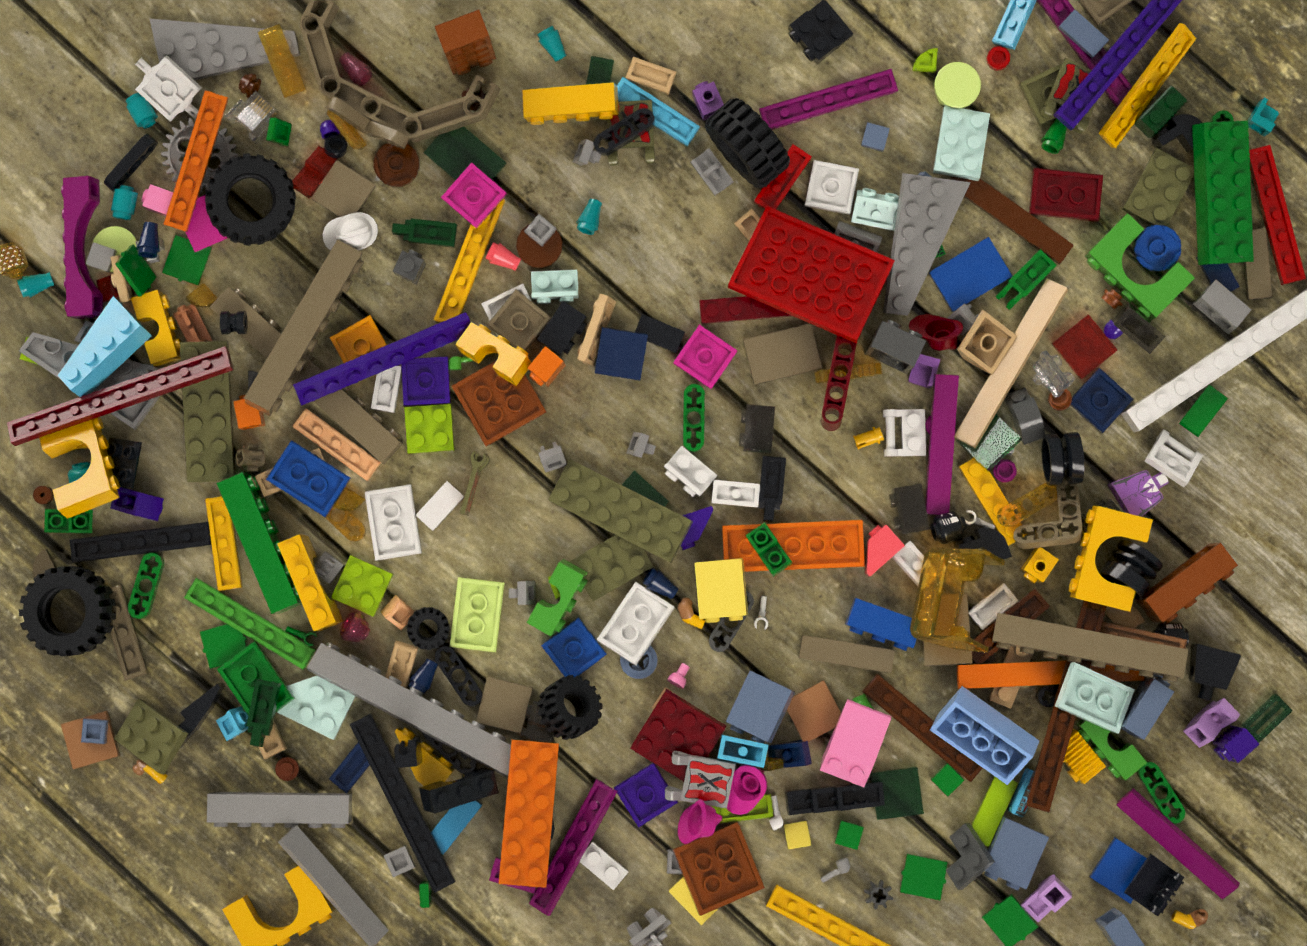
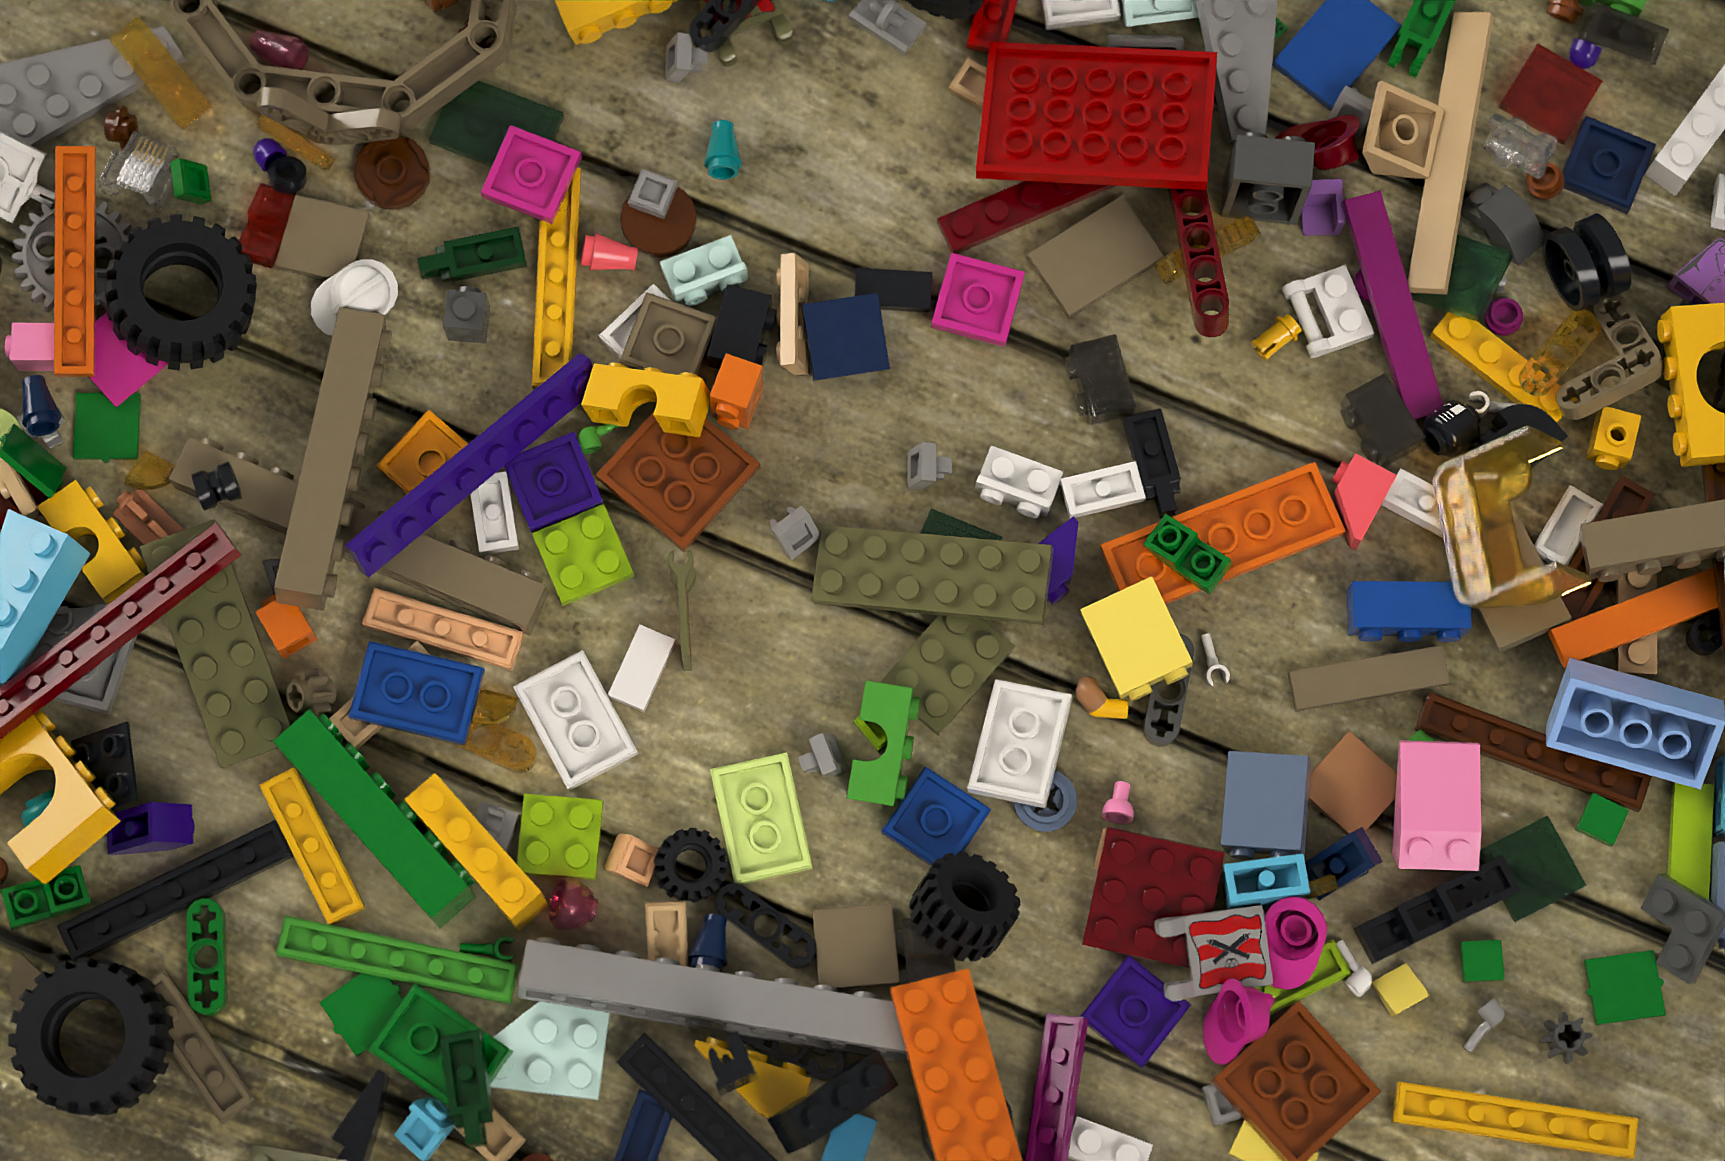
camera: 25 degrees left, 10 degrees down
(659, 583) = (1035, 669): dark blue cone -> none
(688, 400) = (974, 375): green beam -> none

